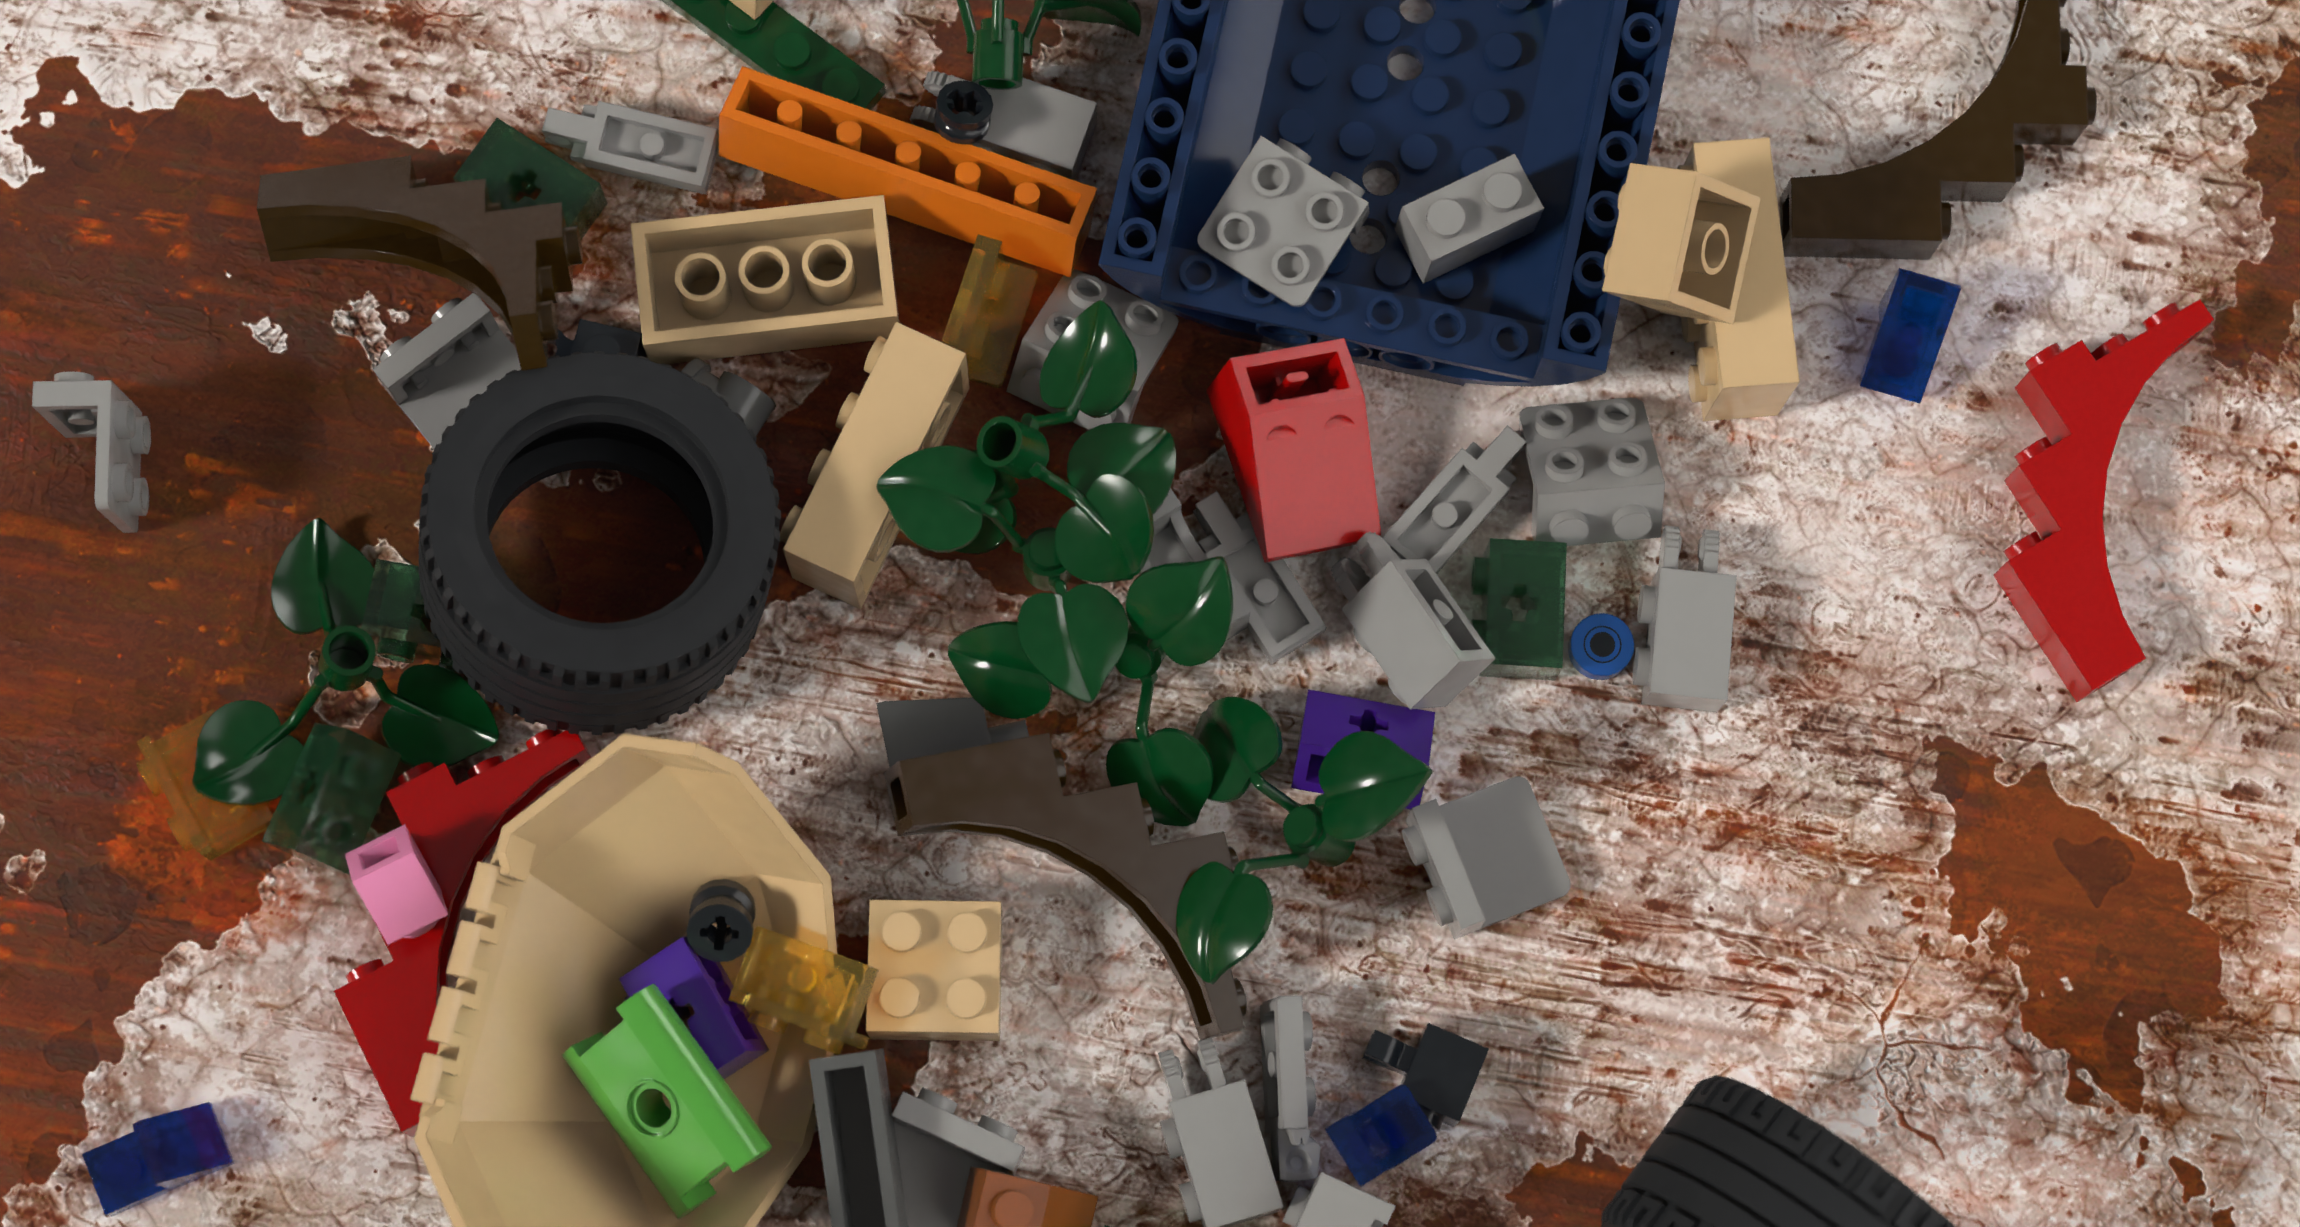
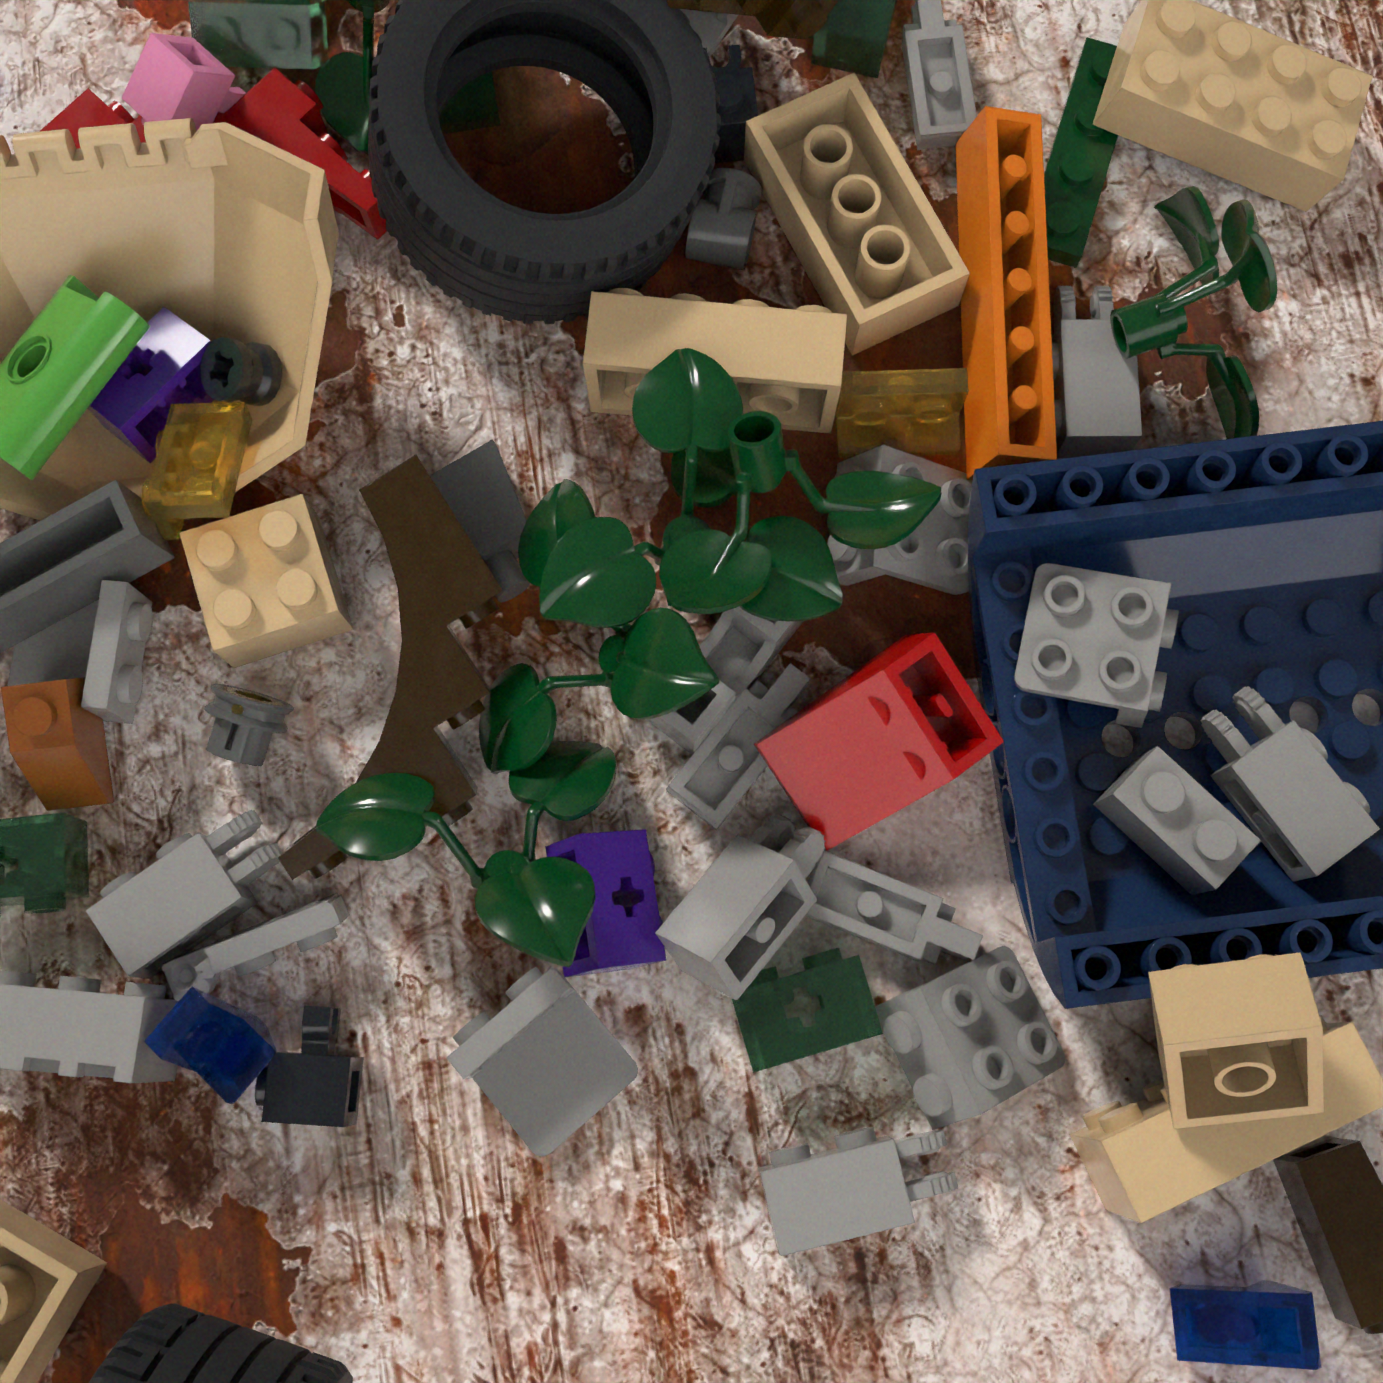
camera: 75 degrees right, 0 degrees up
(963, 97) = (1093, 316): black bush -> none
(1056, 1028) = (244, 723): none -> dark grey piece
(1472, 111) = (1287, 789): none -> light grey hinge
(1601, 646) = (798, 1106): blue tile -> none

